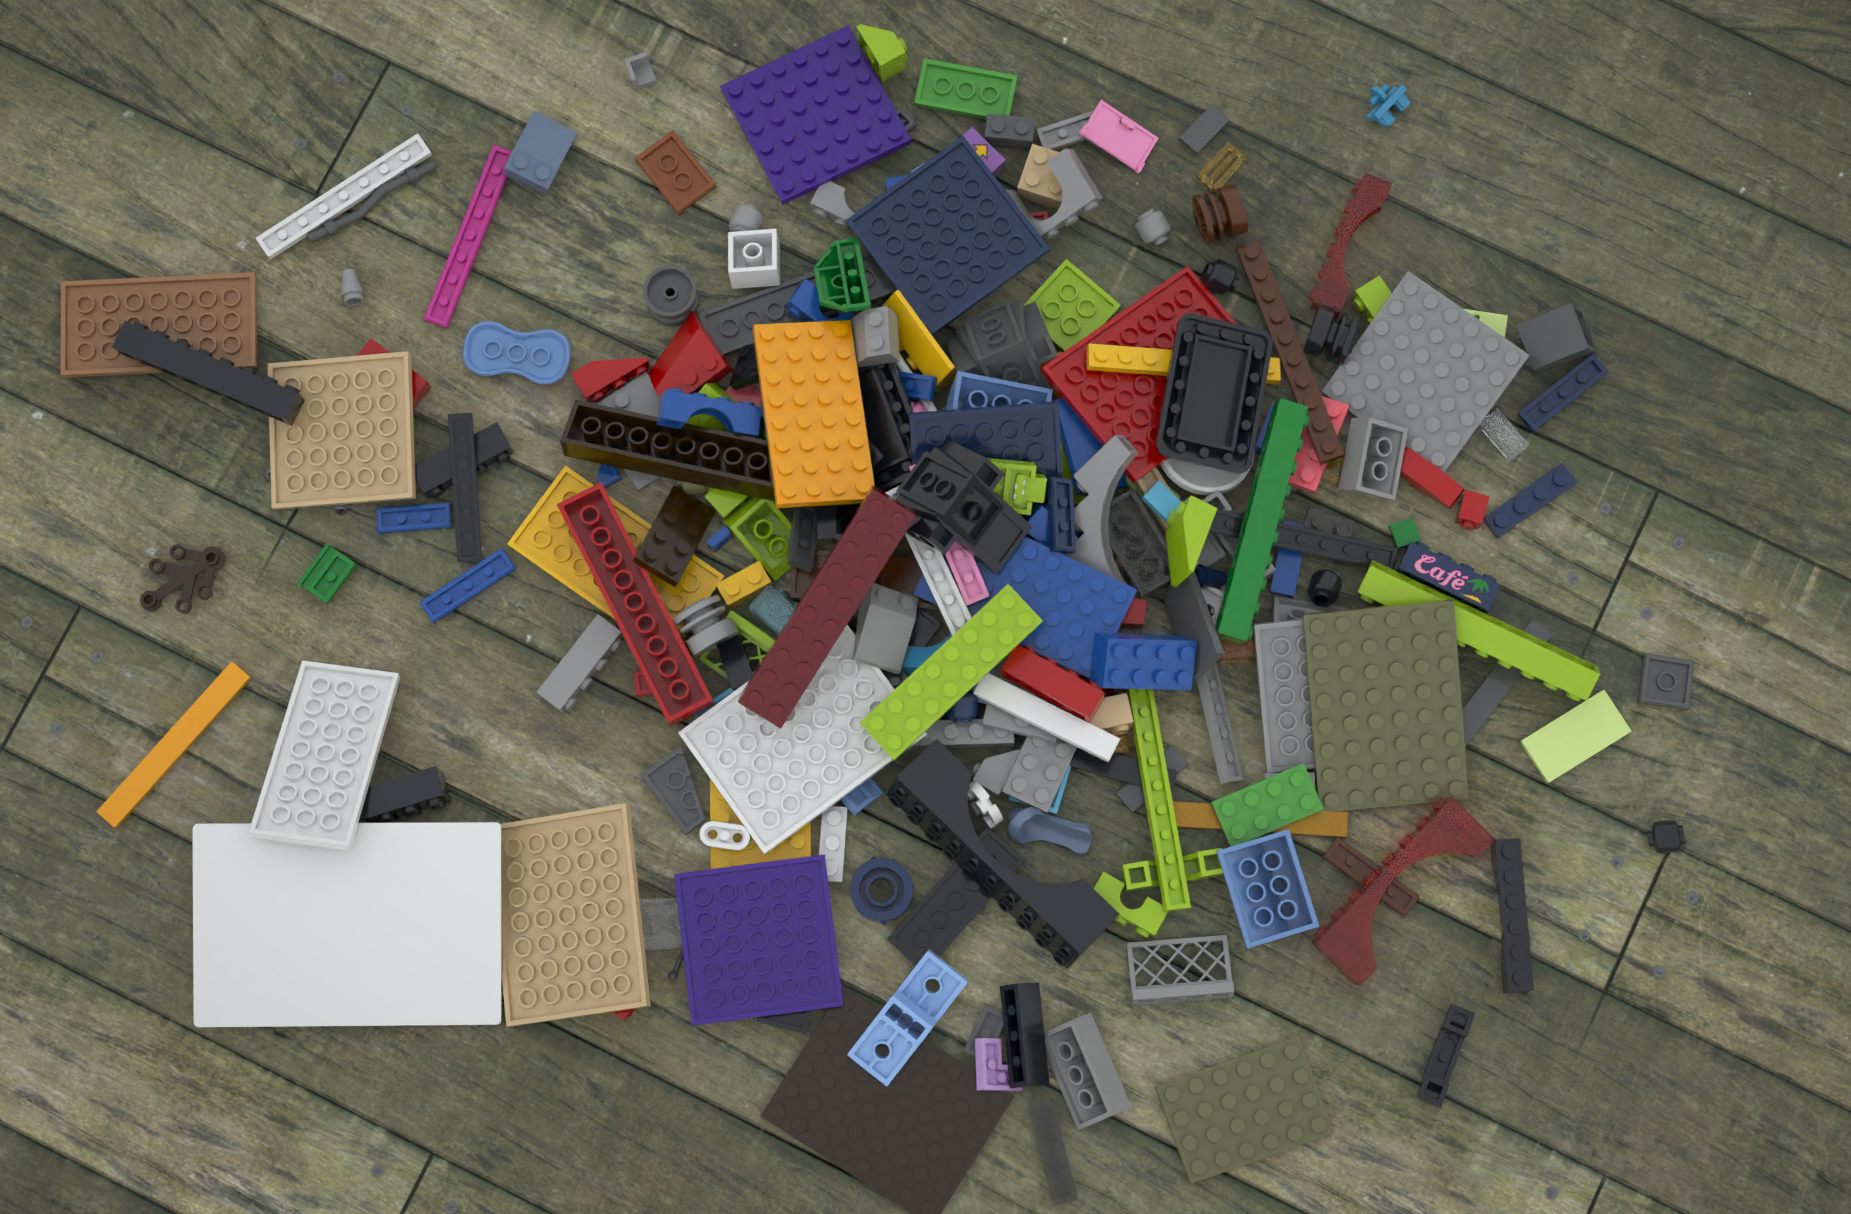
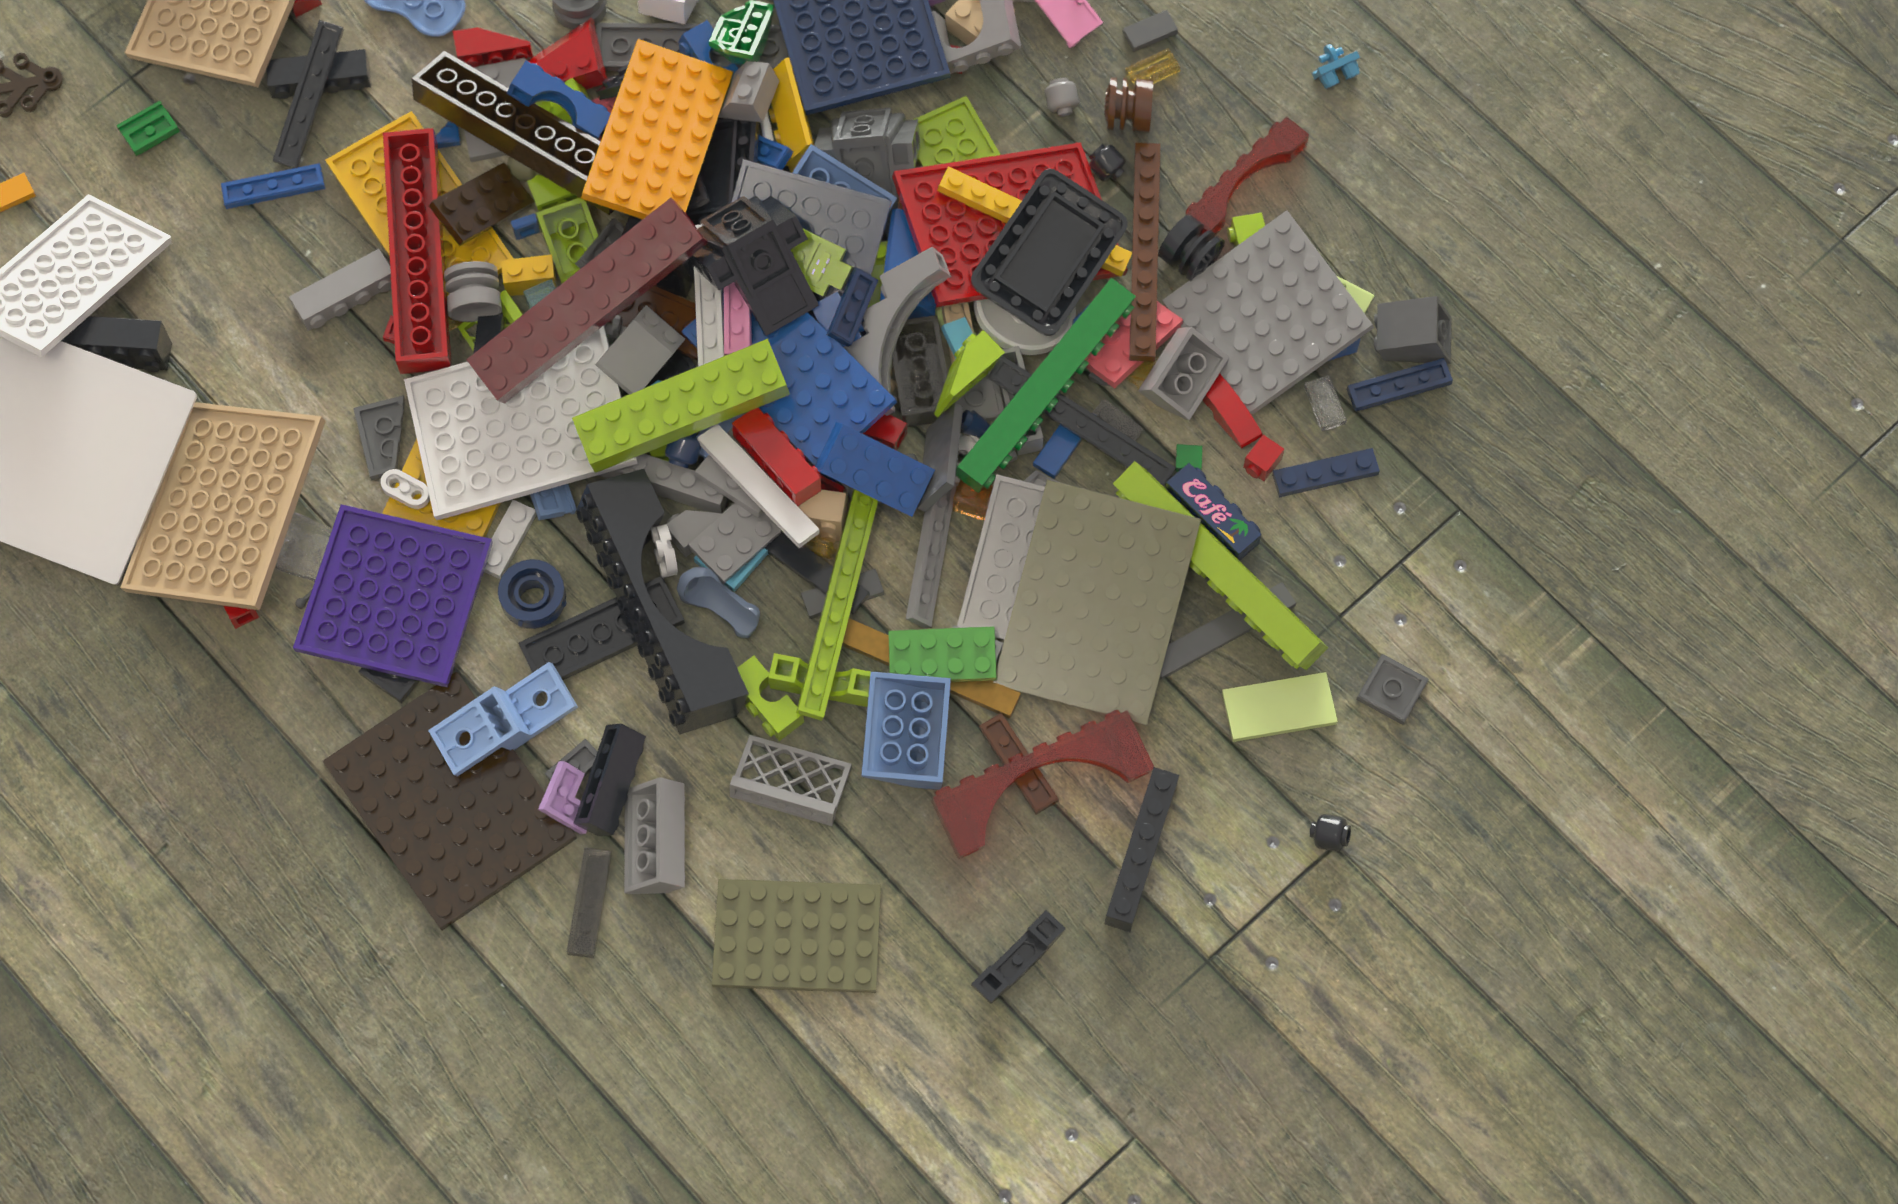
camera: 20 degrees right, 10 degrees down
(414, 518) = (250, 109): blue tile -> none
(1324, 588) = (1087, 475): black head -> none

